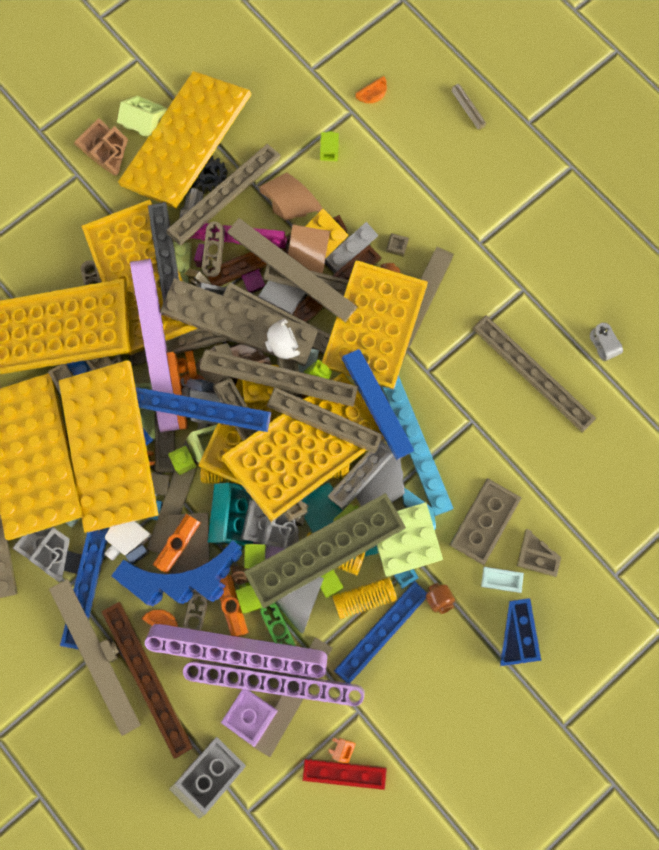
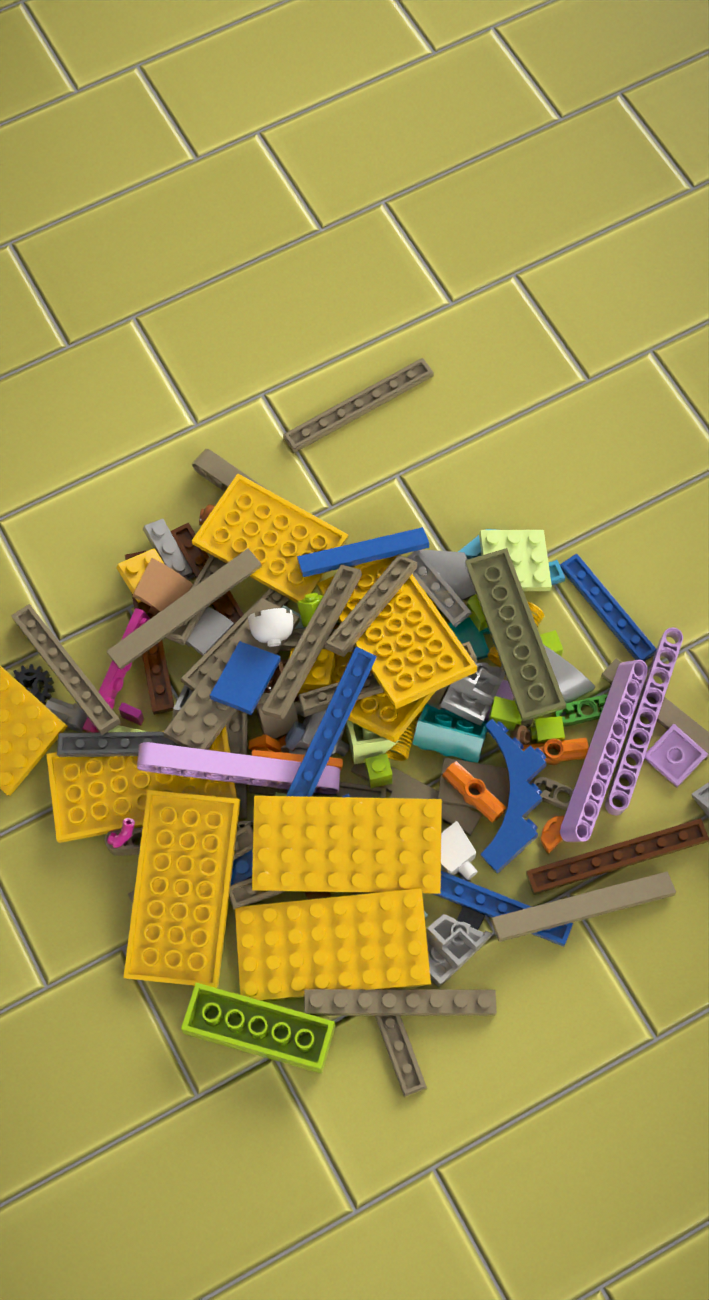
camera: 75 degrees left, 10 degrees down
(86, 270) = (125, 834): none -> dark pink arm
(110, 650) = (579, 887): dark tan plate -> none
(137, 554) = (476, 841): sand blue tile -> none
(196, 277) = (160, 720): dark tan plate -> none
(219, 236) = (115, 691): dark tan beam -> none
(233, 330) = (245, 677): none -> blue tile
(253, 281) = (178, 663): magenta tile -> none
(290, 197) = (86, 601): medium nougat slope -> none
(329, 146) = (35, 549): lime brick -> none
(340, 600) = (566, 593): yellow piece -> none
(397, 244) = (176, 505): dark tan tile -> none
(421, 456) = (435, 529): medium azure plate -> none
(440, 598) = (583, 542): dark orange head -> none
(468, 106) = (30, 399): dark tan axle -> none
(485, 521) = (509, 485): dark tan tile -> none
(502, 579) = (573, 482): light aqua tile -> none
(520, 635) = (634, 474): blue wedge -> none
(537, 556) = (556, 443): dark tan wing -> none
(606, 343) = (344, 328): light grey piece -> none

